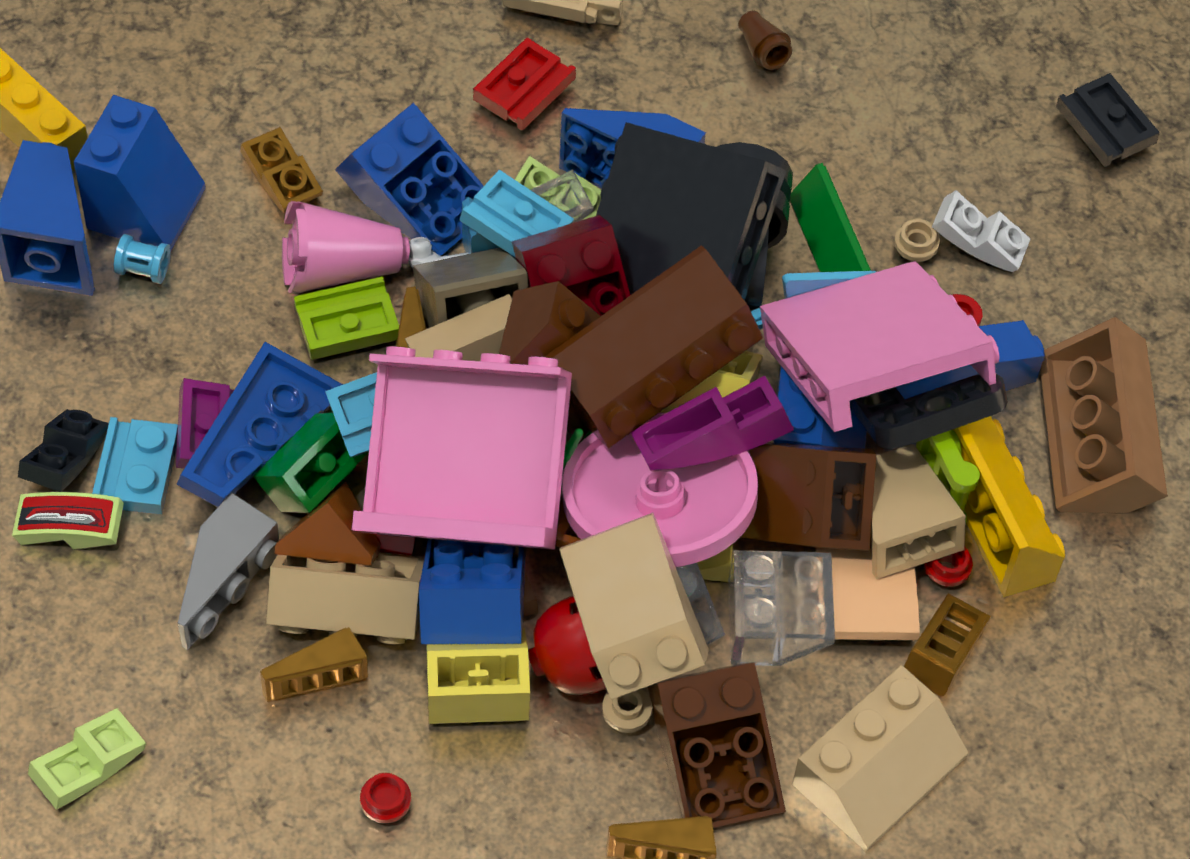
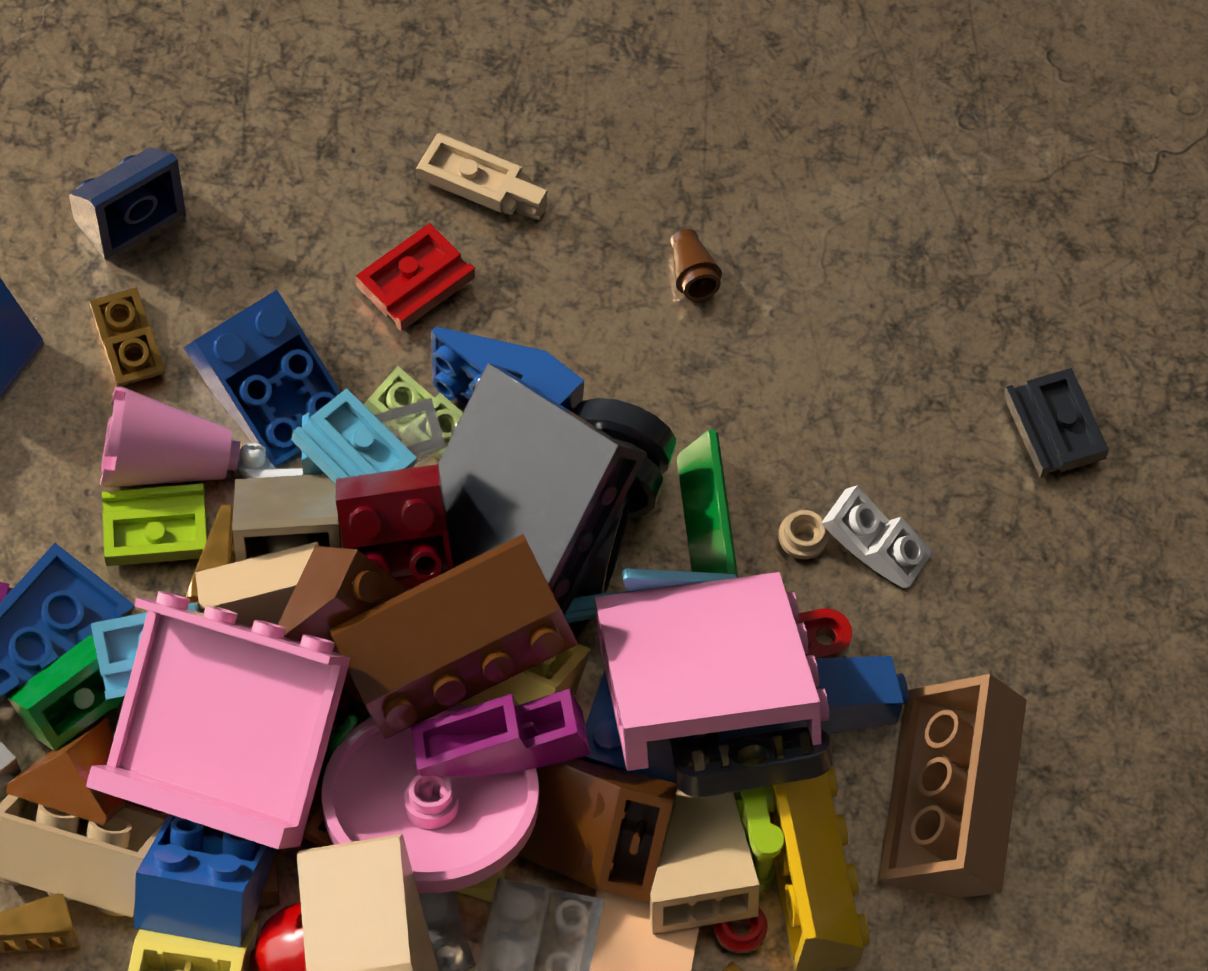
camera: 10 degrees right, 5 degrees up
(257, 56) = (129, 200): none -> dark blue slope

